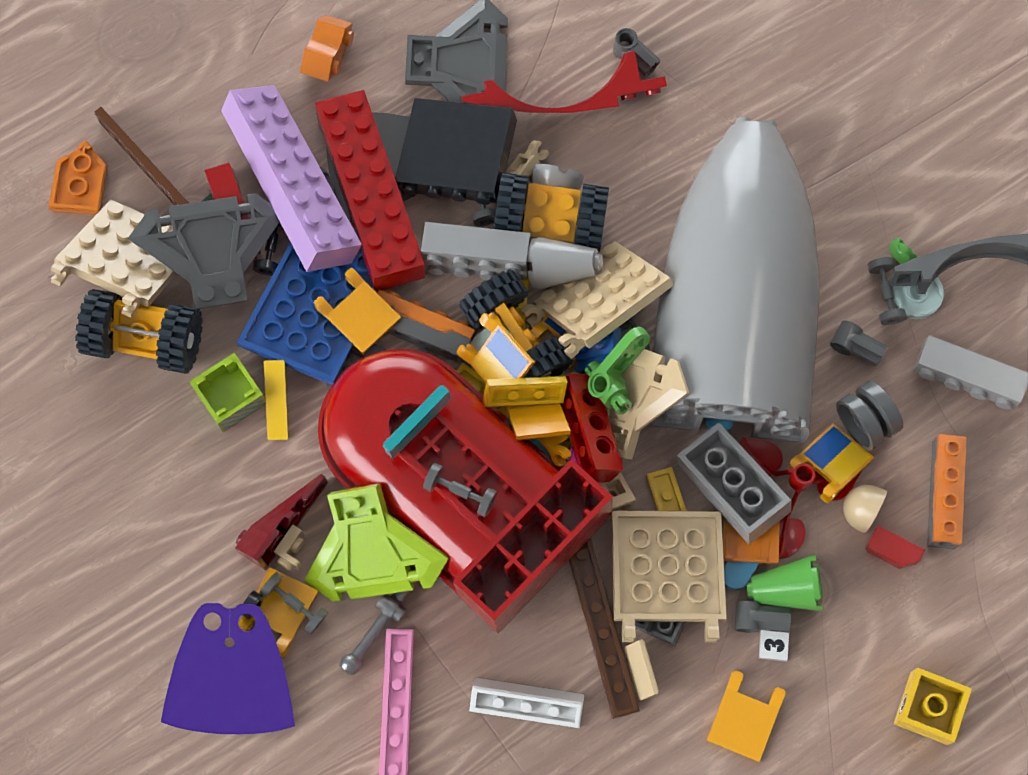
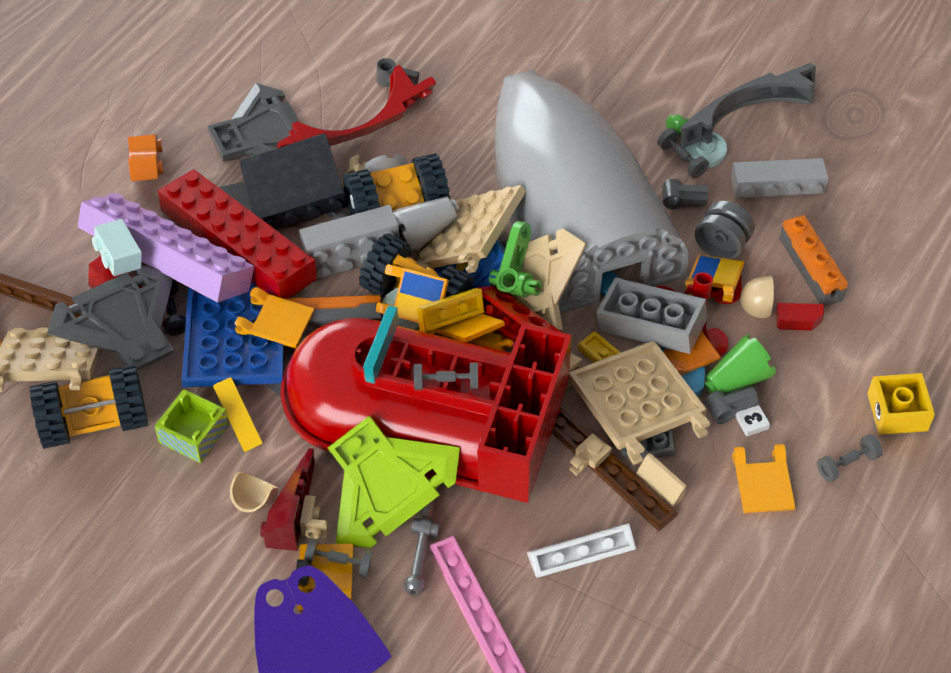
camera: 30 degrees left, 20 degrees down
(235, 165) = (117, 247): none -> light aqua brick
(249, 493) = (251, 493): none -> tan helmet
(590, 605) = (590, 452): none -> tan plate
(873, 736) = (870, 447): none -> dark grey wheel

